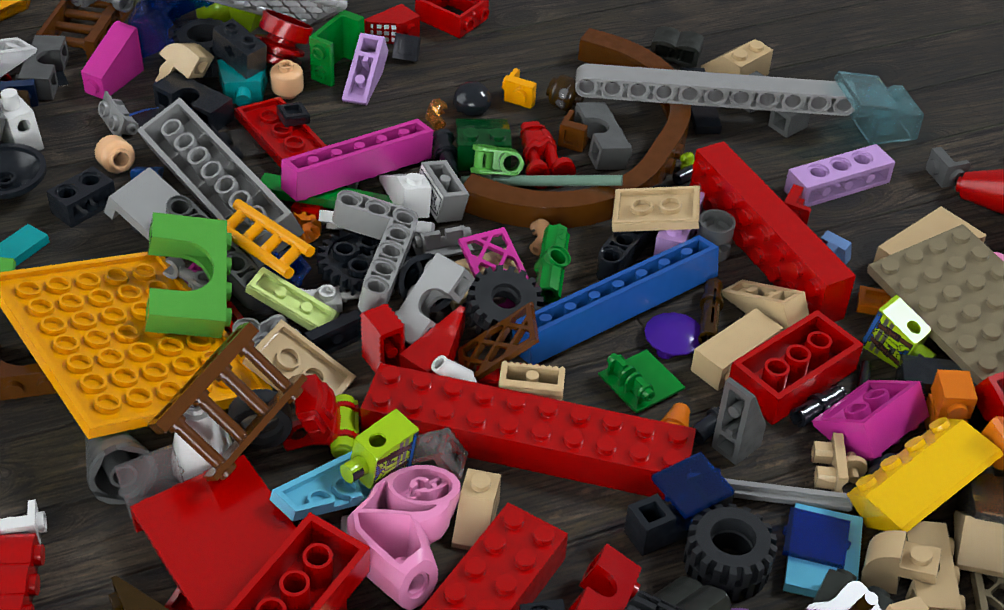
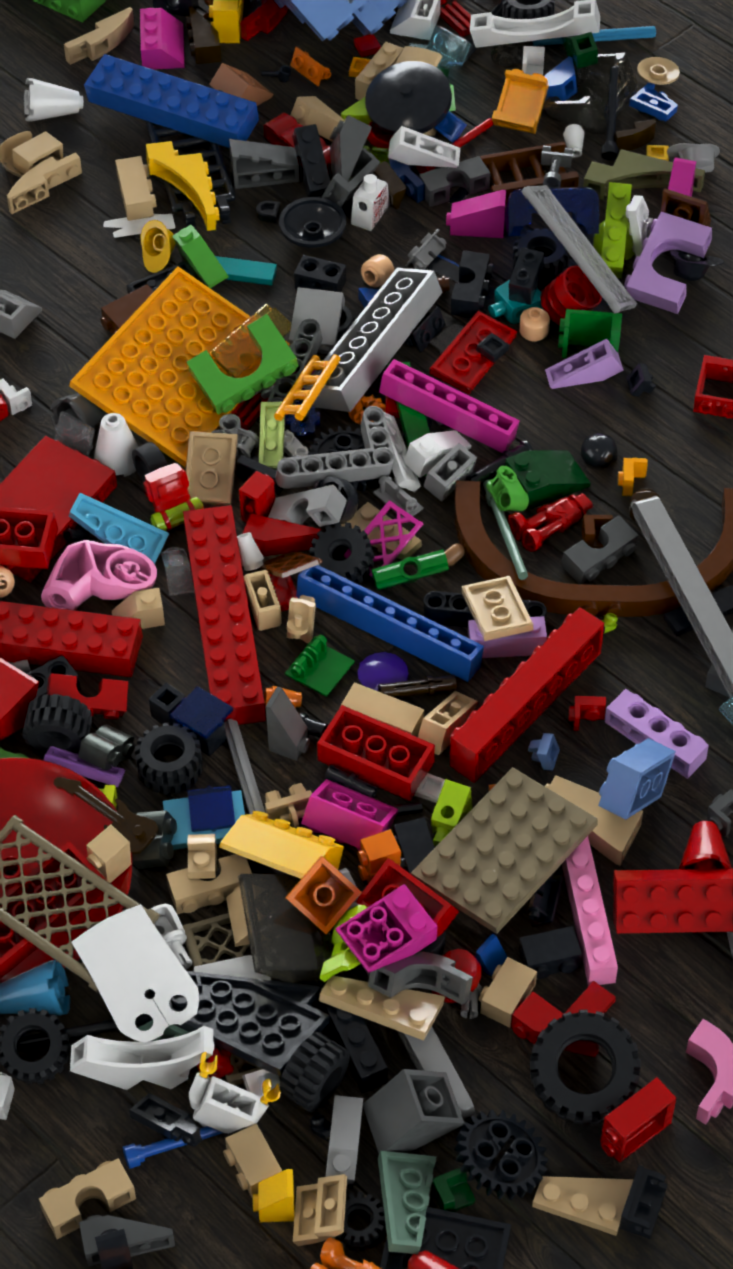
camera: 70 degrees right, 10 degrees up
(133, 265) = (238, 348): none -> clear yellow windscreen
(186, 59) = (500, 254): tan brick -> none
(196, 394) = (132, 413): reddish brown fence -> none
(381, 450) = (142, 534): lime torso -> none
(391, 21) = (665, 359): red slope -> none
(433, 113) = (560, 433): clear orange arm -> none
(581, 364) = (301, 618): none -> tan hips
(719, 229) = (505, 659): dark grey wheel -> none
(918, 187) = (636, 778): none -> medium blue brick

